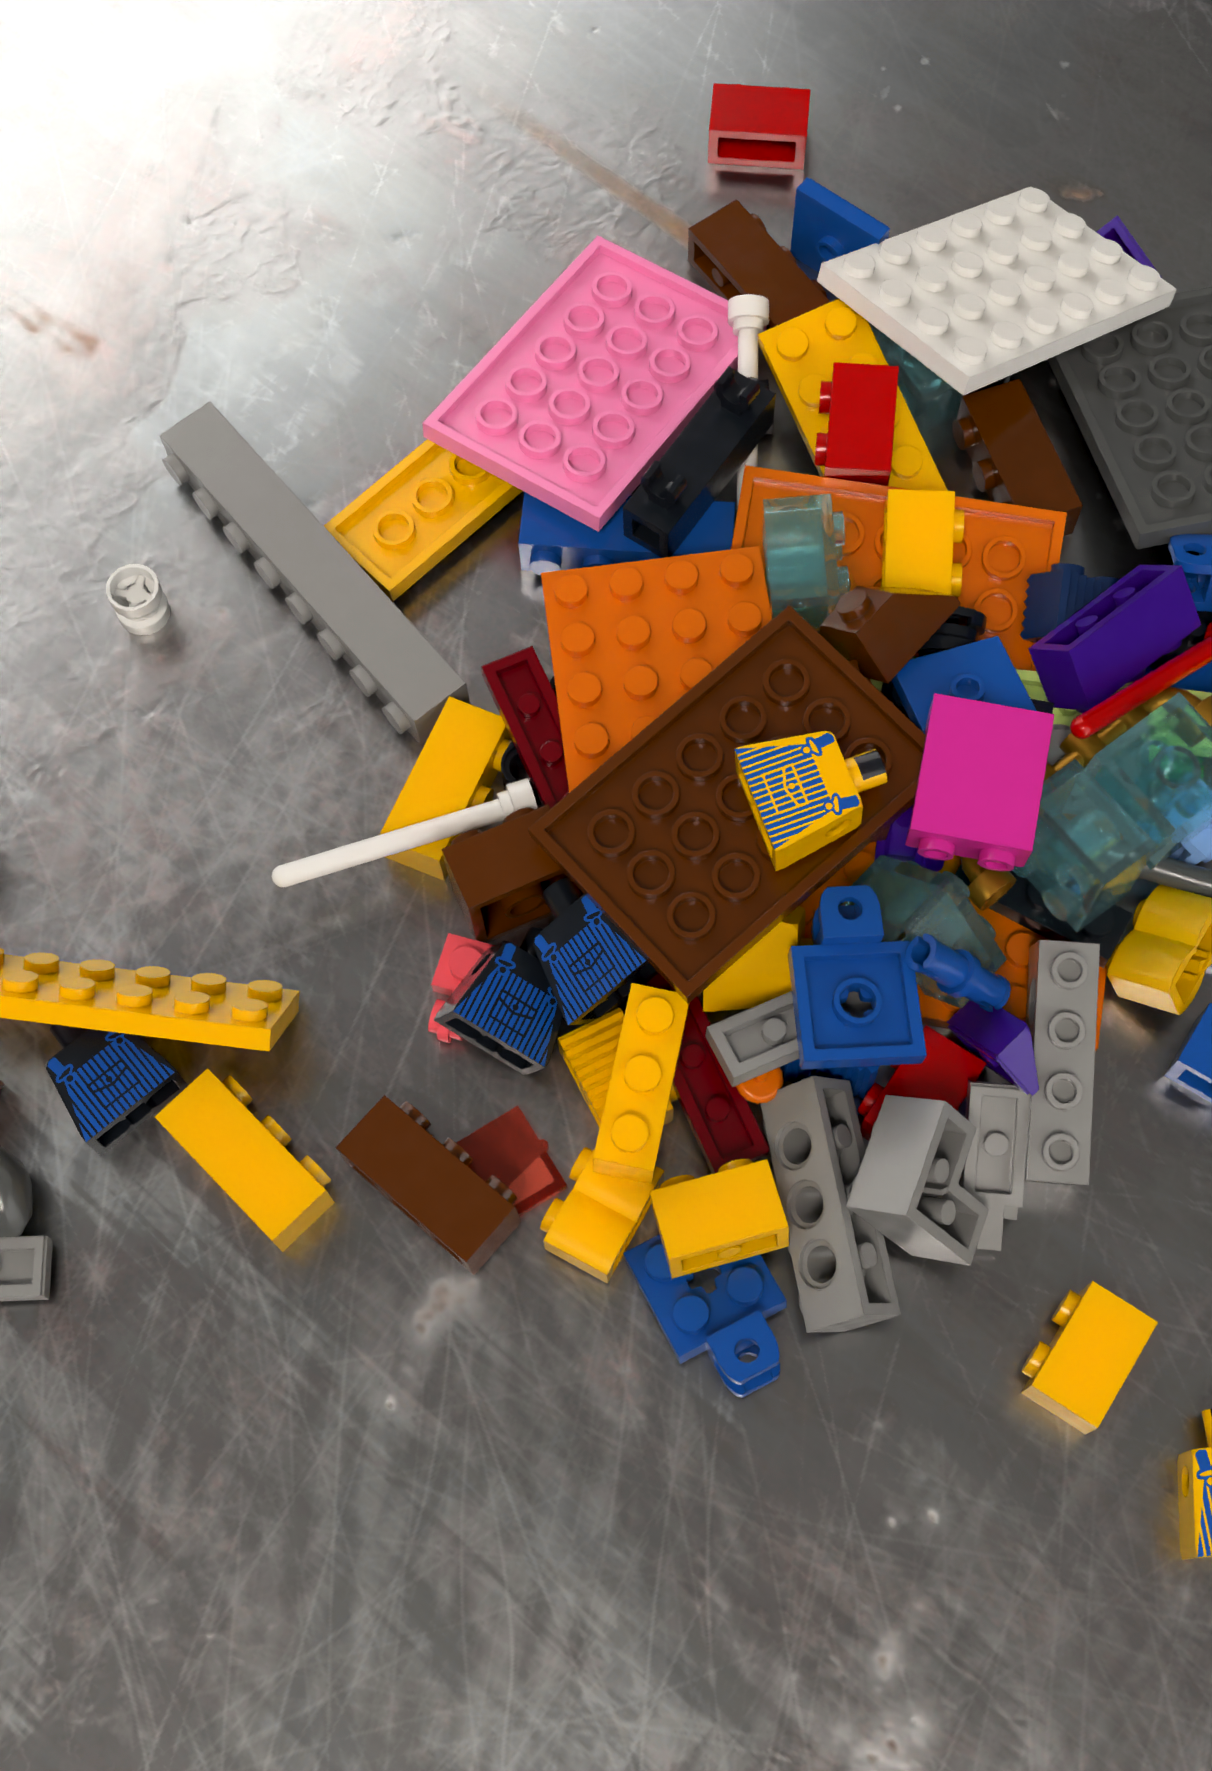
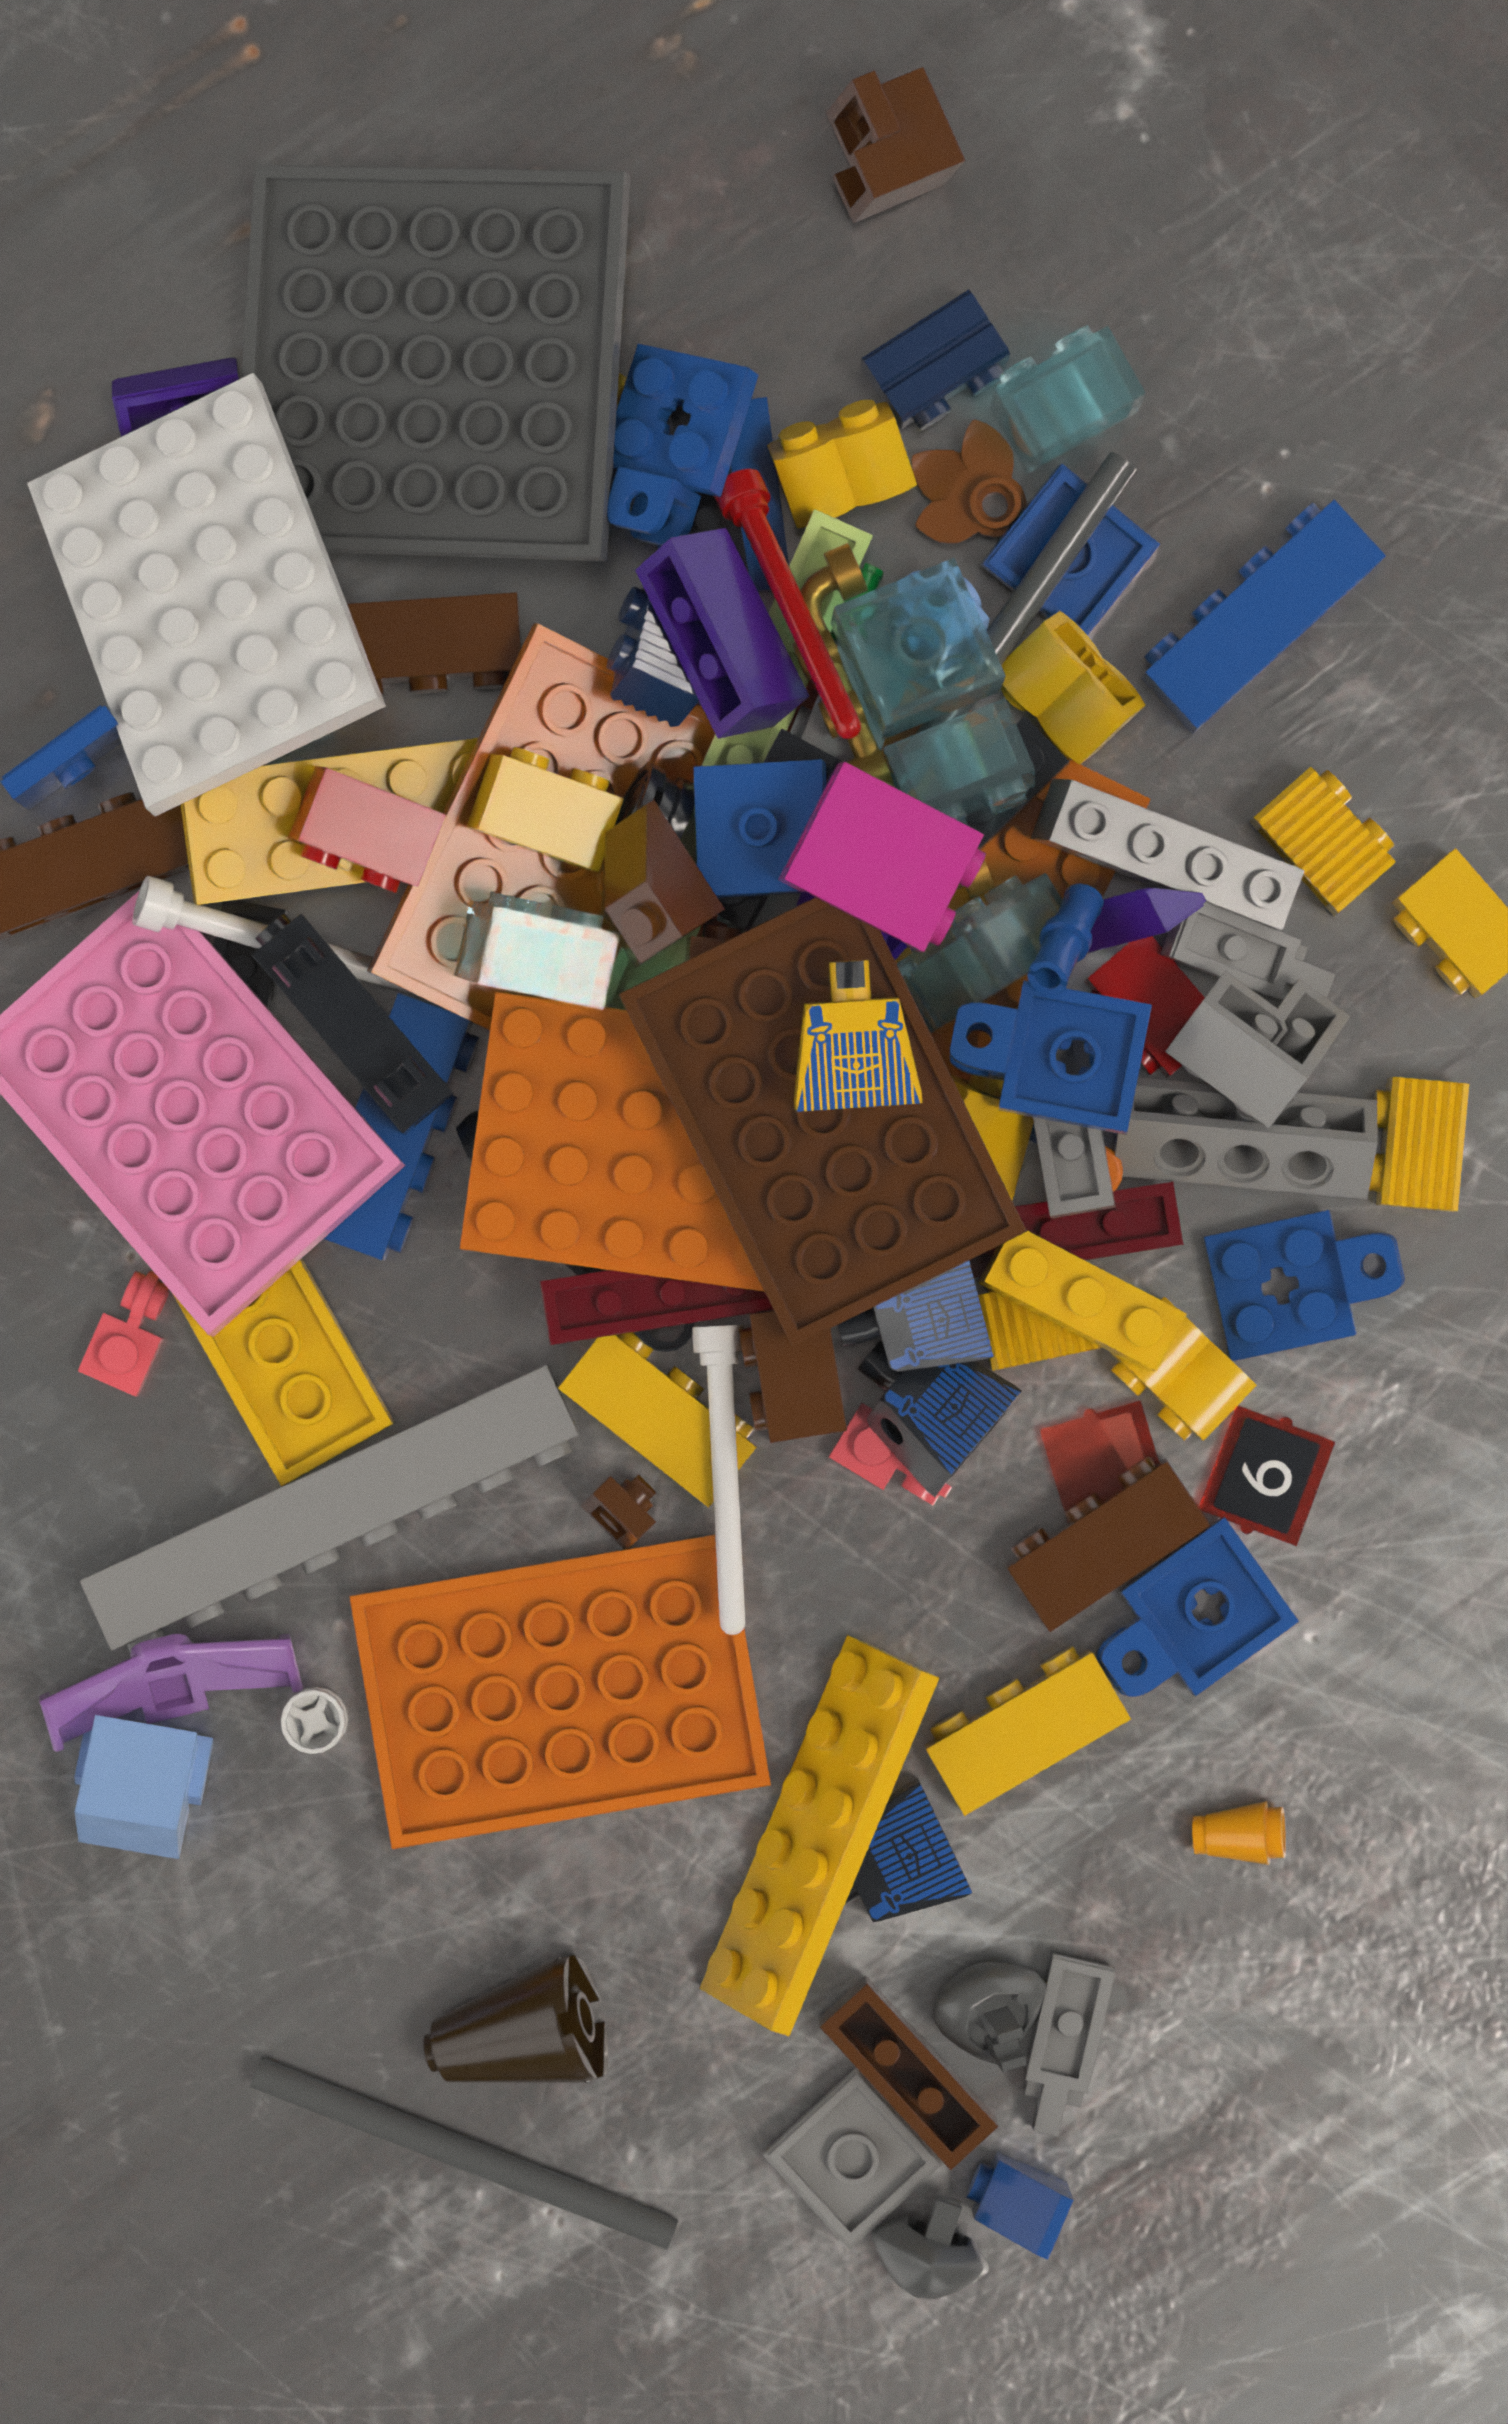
camera: 80 degrees left, 20 degrees up
(60, 485) = (139, 1785): none -> light blue plate
(147, 489) = (169, 1681): none -> medium lavender plate
(191, 1382) = (1242, 1833): none -> light orange cone
(199, 777) = (556, 1692): none -> orange plate
(357, 771) = (622, 1509): none -> reddish brown plate
(361, 1261) = (1168, 1633): none -> blue plate
(401, 405) = (122, 1350): none -> coral plate
(528, 1318) = (1266, 1475): none -> piece
(719, 1216) = (1232, 1256): yellow brick -> none
(872, 1370) = (1420, 1143): none -> yellow brick
(1118, 1207) = (1323, 837): none -> yellow brick

